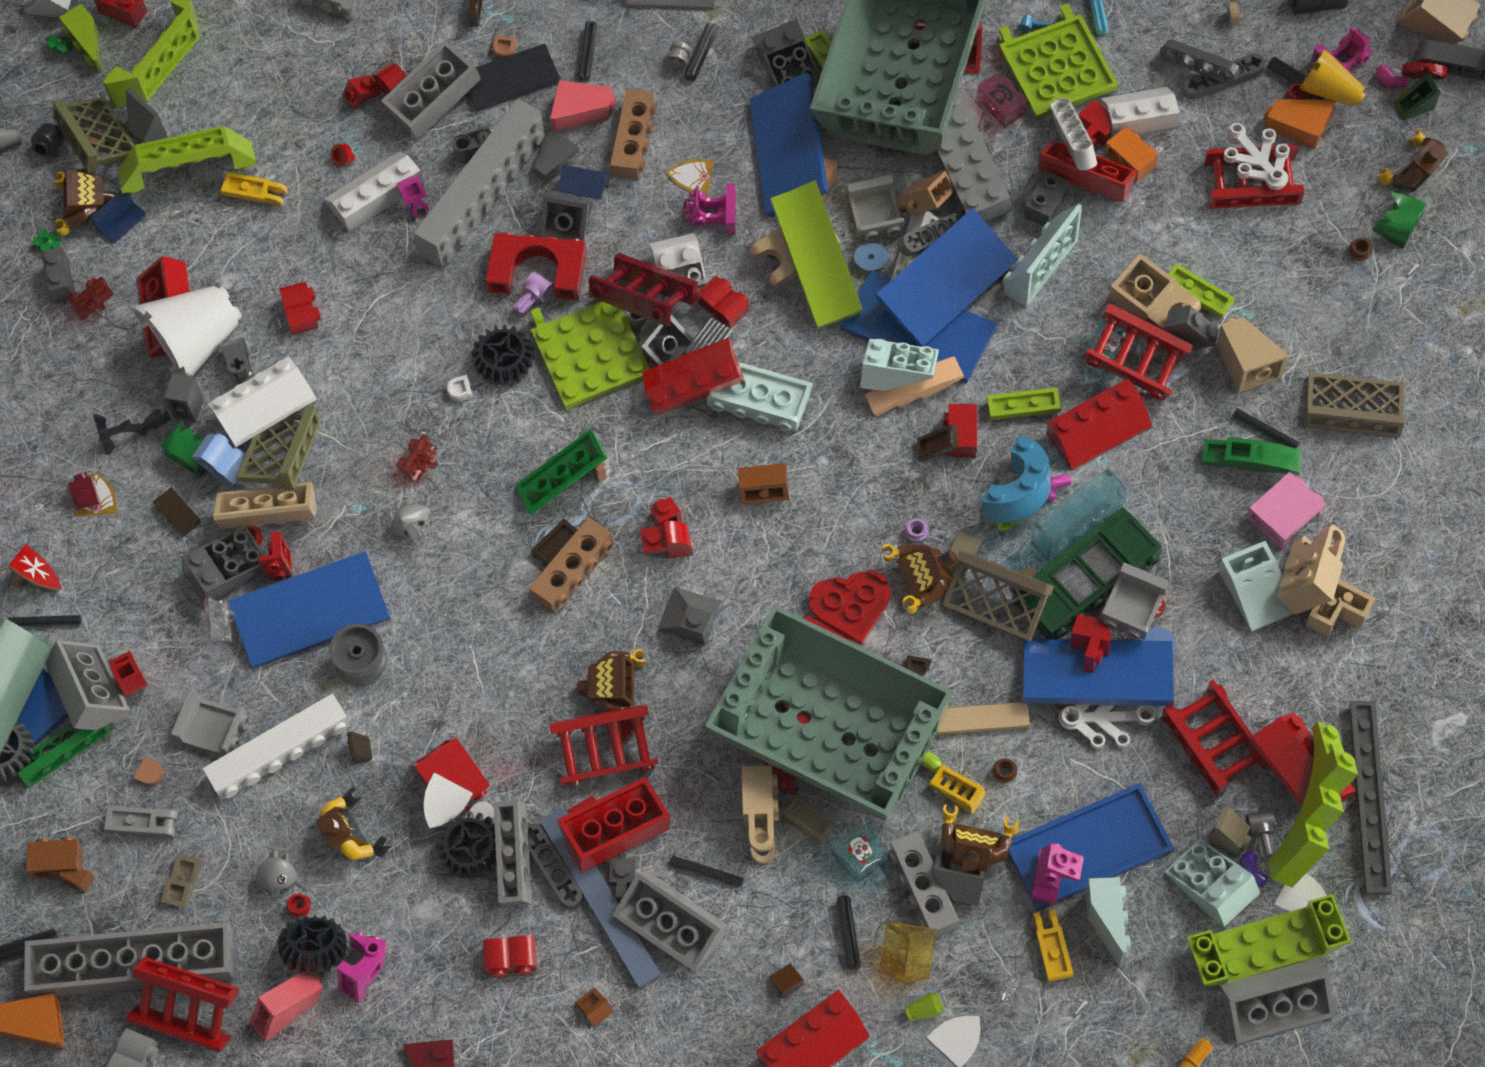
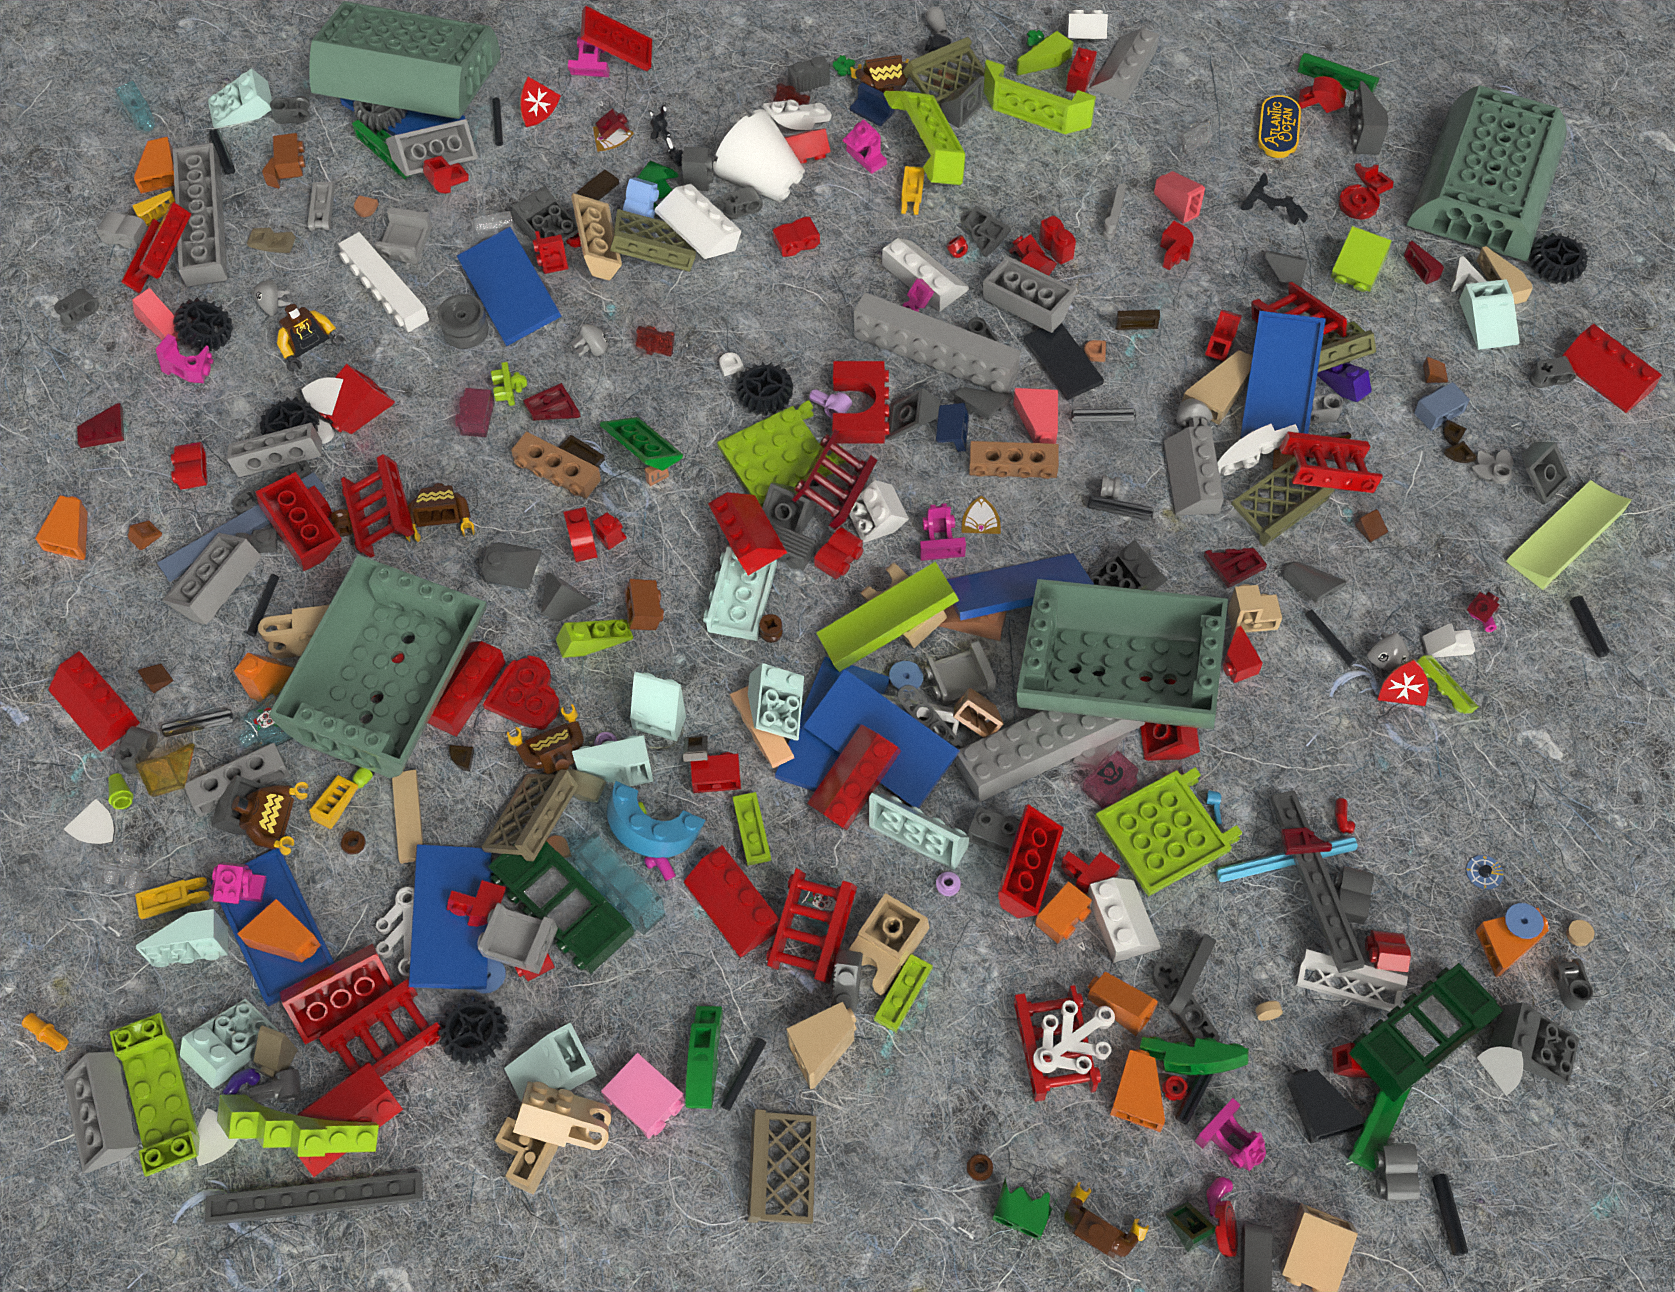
camera: 80 degrees right, 5 degrees down
(106, 1029) = (149, 208): none -> yellow slope
(123, 284) = (797, 117): none -> white slope
(186, 225) = (866, 138): none -> dark pink tile
(297, 899) = (245, 317): red plate -> none
(325, 126) = (986, 230): none -> dark grey slope
(358, 58) = (1057, 239): none -> red brick
(359, 747) = (383, 336): dark brown slope -> none
(452, 609) = (515, 382): none -> lime hips
(486, 646) = (475, 412): none -> clear pink brick
(487, 567) = (552, 404): none -> dark red wing
(613, 783) = (342, 522): none -> reddish brown wheel
(741, 564) = (562, 599): none -> dark grey slope
(792, 536) = (588, 637): none -> lime slope
(807, 373) = (773, 633): none -> reddish brown wheel
(808, 855) = (262, 675): none -> orange slope
(872, 990) = (135, 747): none -> dark grey piece
(892, 470) = (657, 706): none -> light aqua slope
(947, 506) = (616, 761): none -> light aqua slope
(986, 303) = (854, 776): none -> red slope
(1073, 134) = (1063, 840): white beam -> none
(1093, 250) = (948, 890): none -> lavender plate
(1106, 828) = (279, 934): none -> orange slope
(1168, 778) = (336, 993): none -> red slope
(1206, 638) = (481, 1023): none -> black gear
(1228, 109) = (1129, 1004): none -> orange slope
(1275, 69) = (1203, 1059): none -> green slope
(1333, 82) = (1186, 1117): yellow cone -> none

